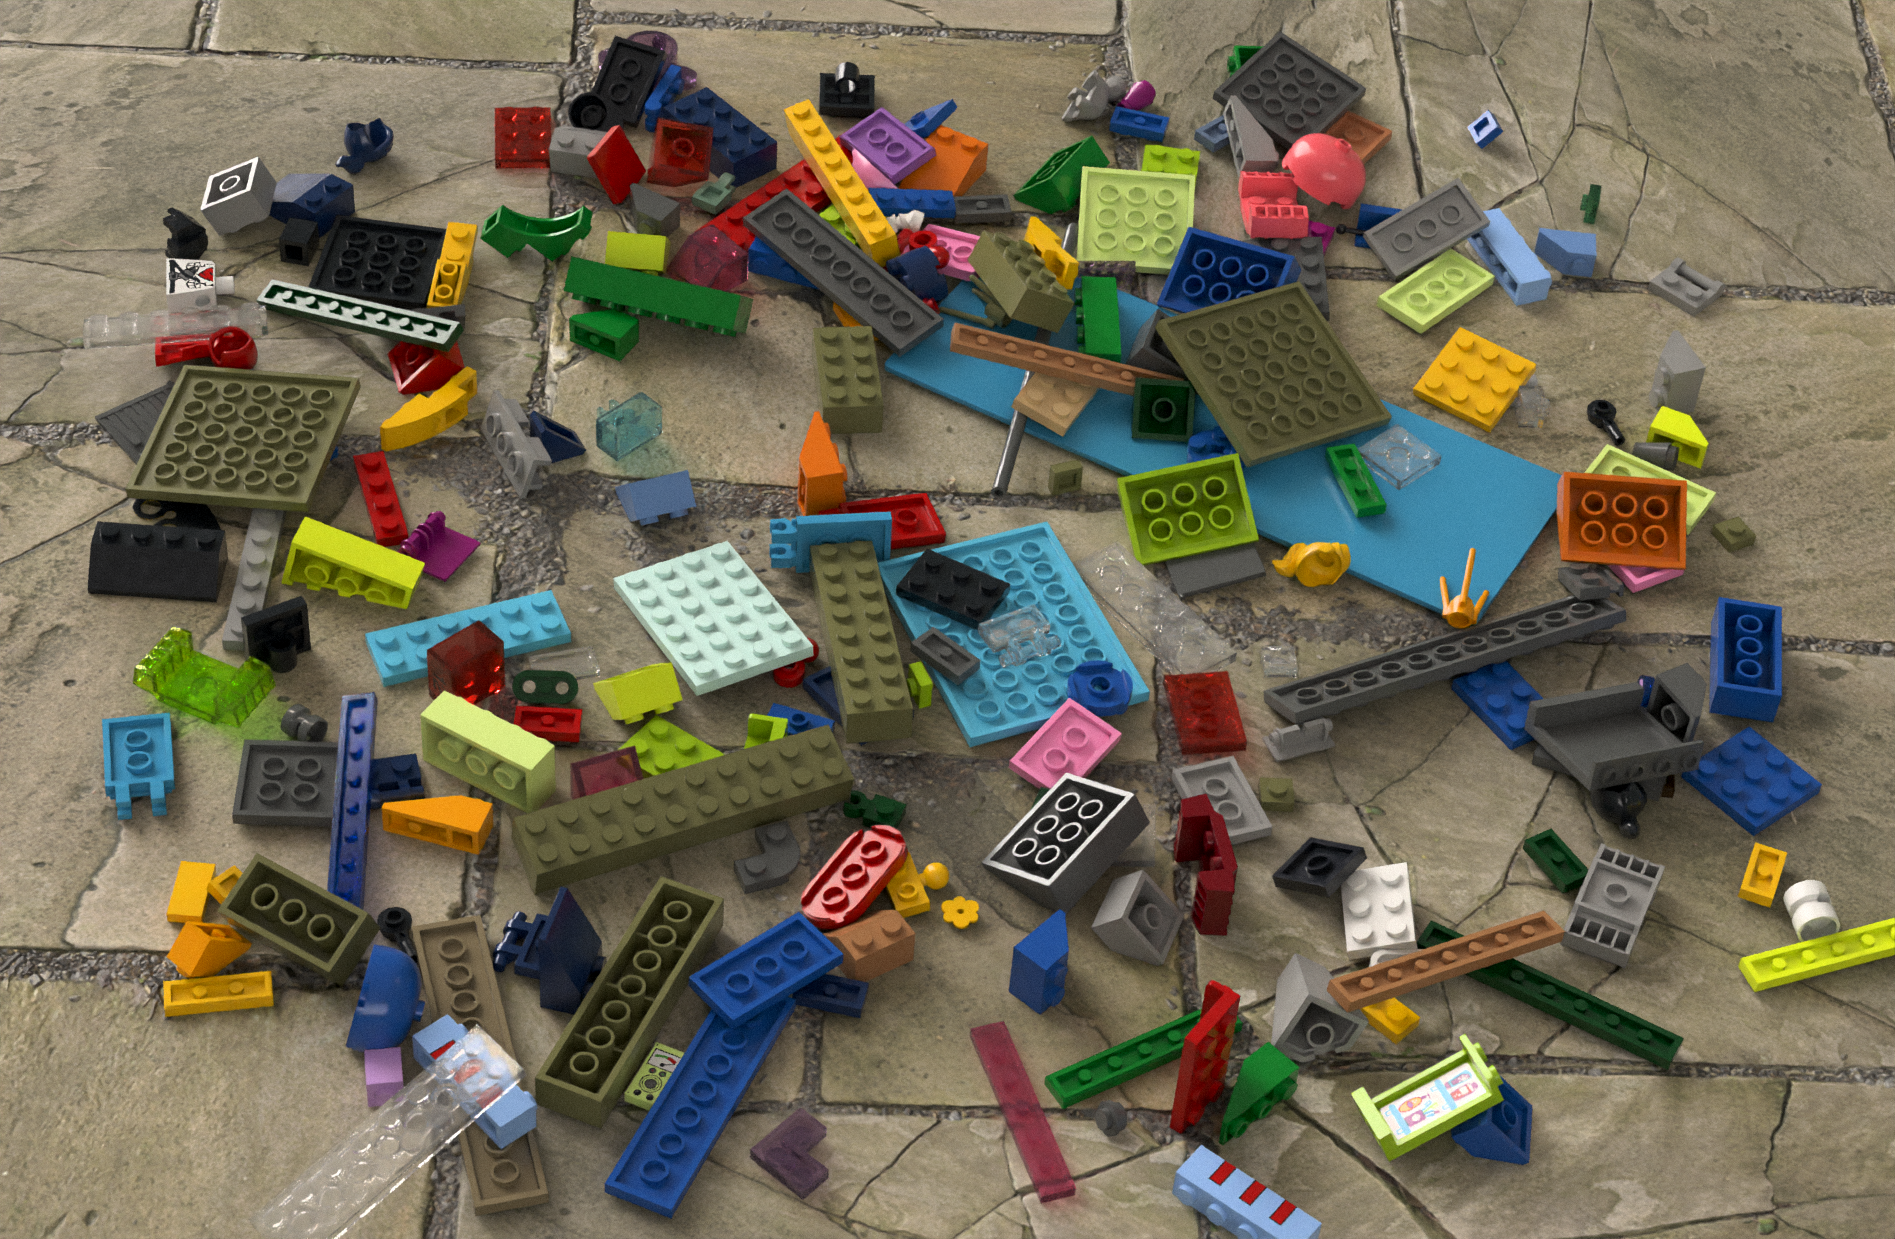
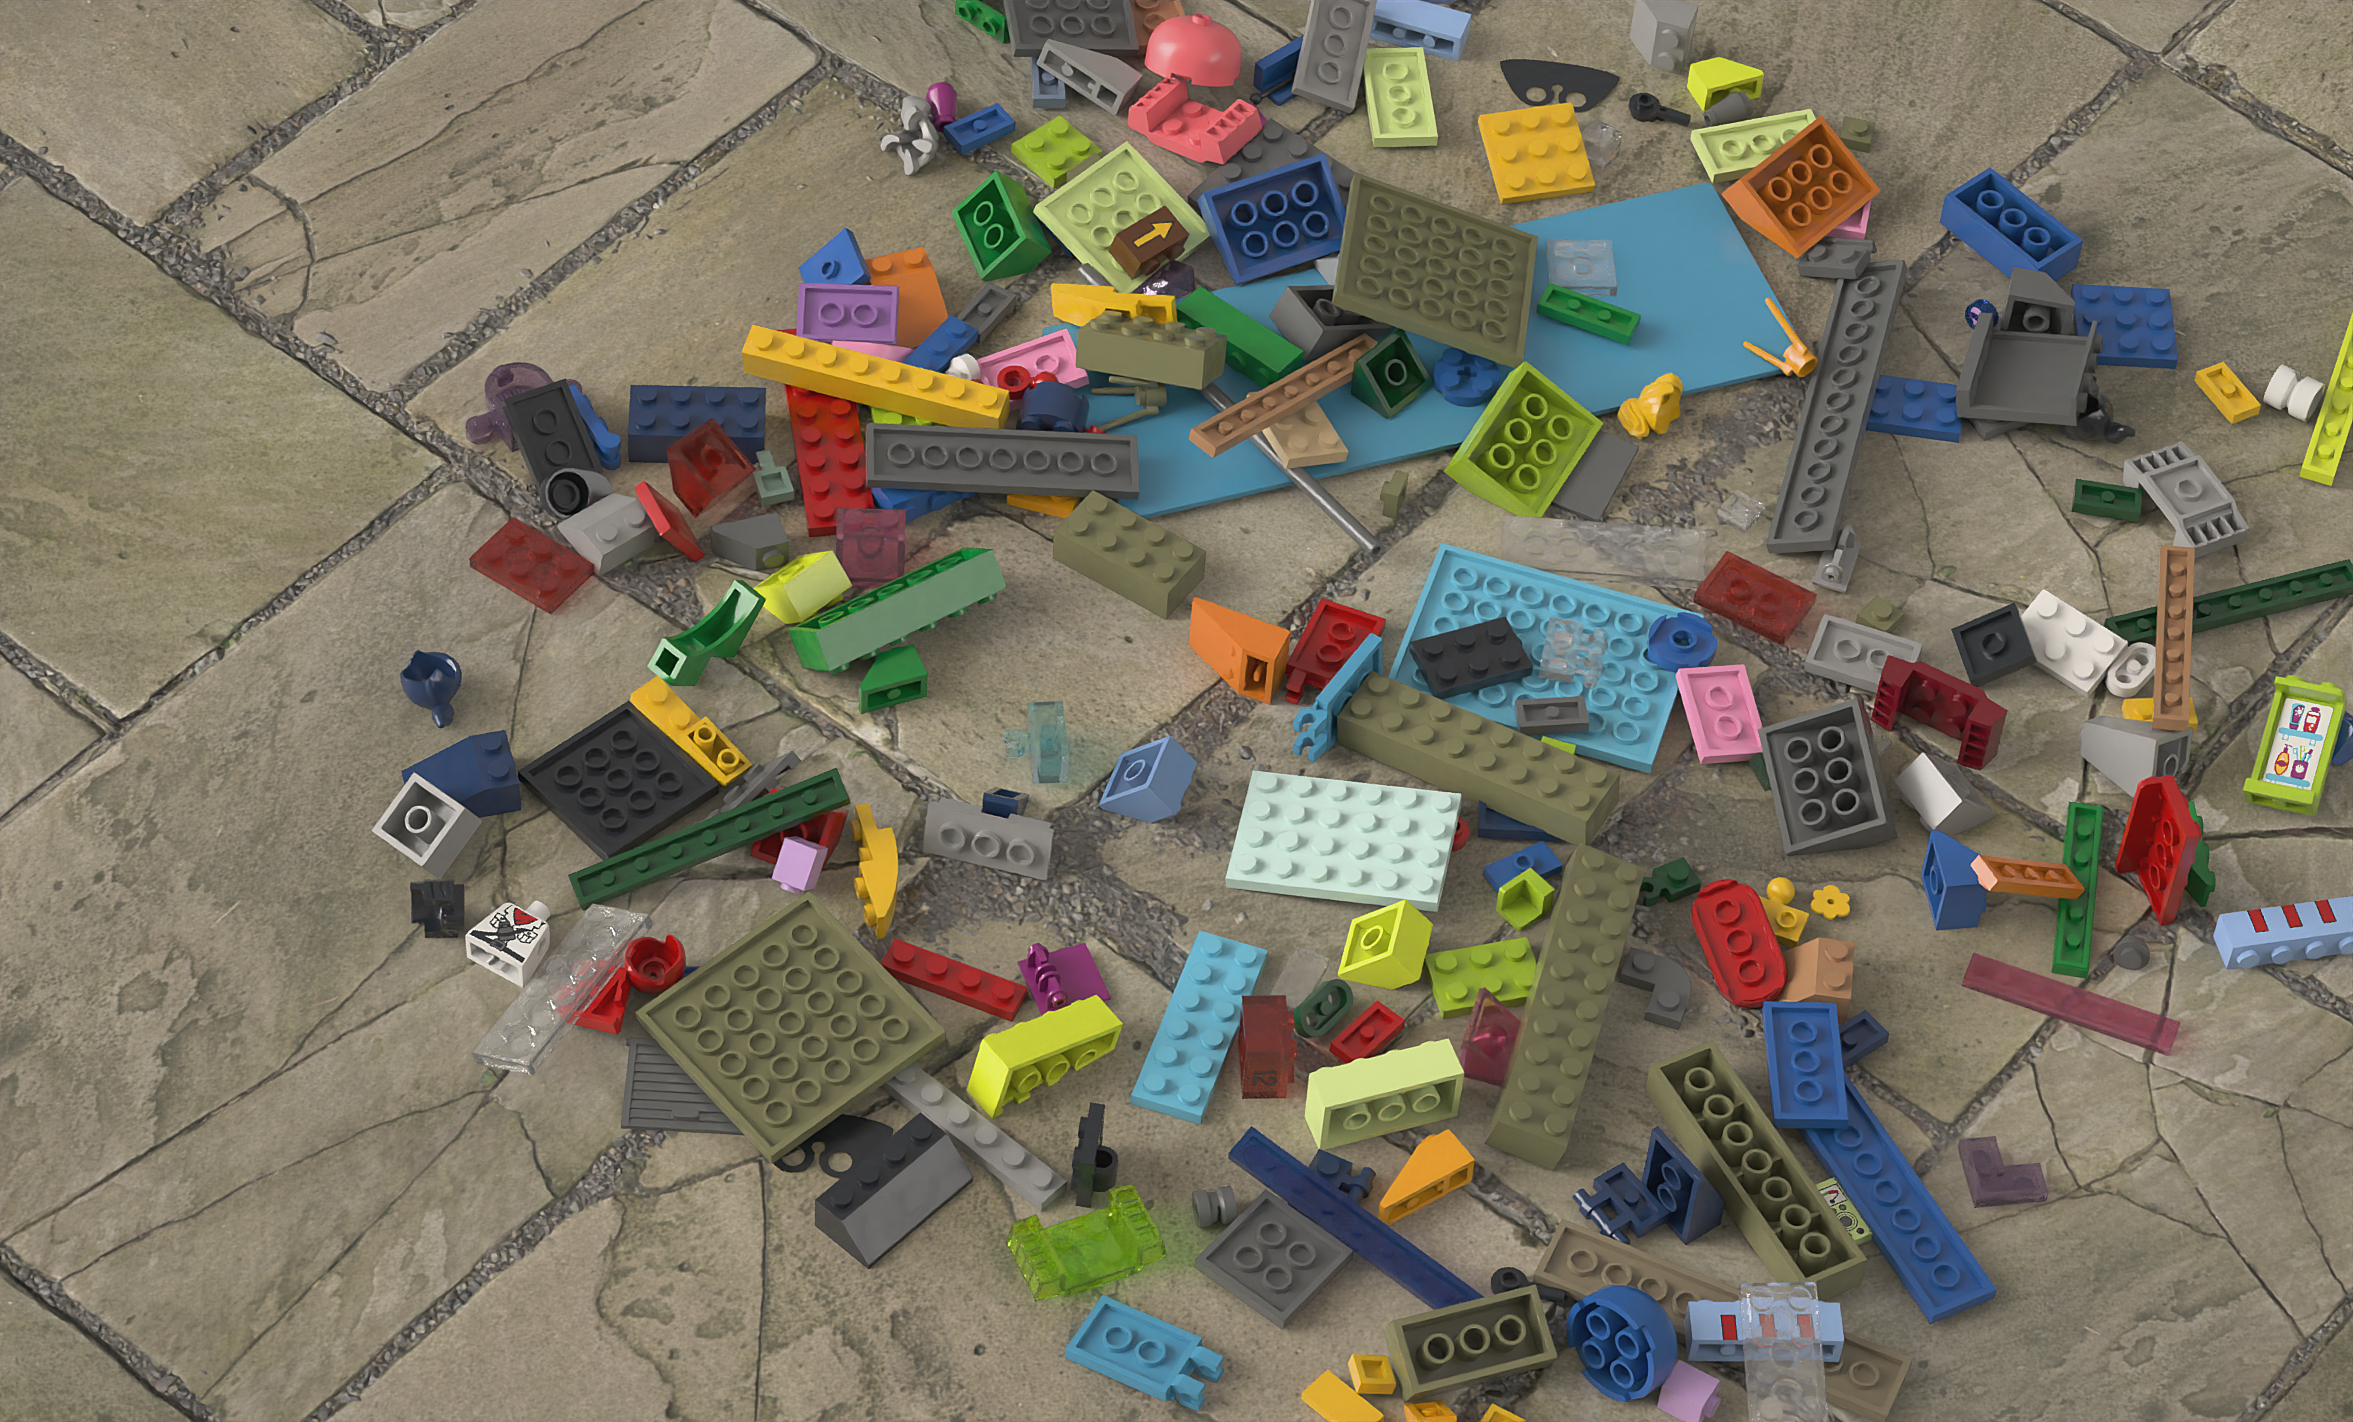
camera: 50 degrees left, 5 degrees up
(299, 241) = (526, 822): black brick -> none
(392, 370) = (799, 864): none -> lavender brick
(846, 92) = (722, 295): black plate -> none
(1086, 995) = (2026, 877): none -> orange plate
(1126, 237) = (1149, 243): none -> reddish brown brick
(1584, 371) = (1587, 81): none -> black piece

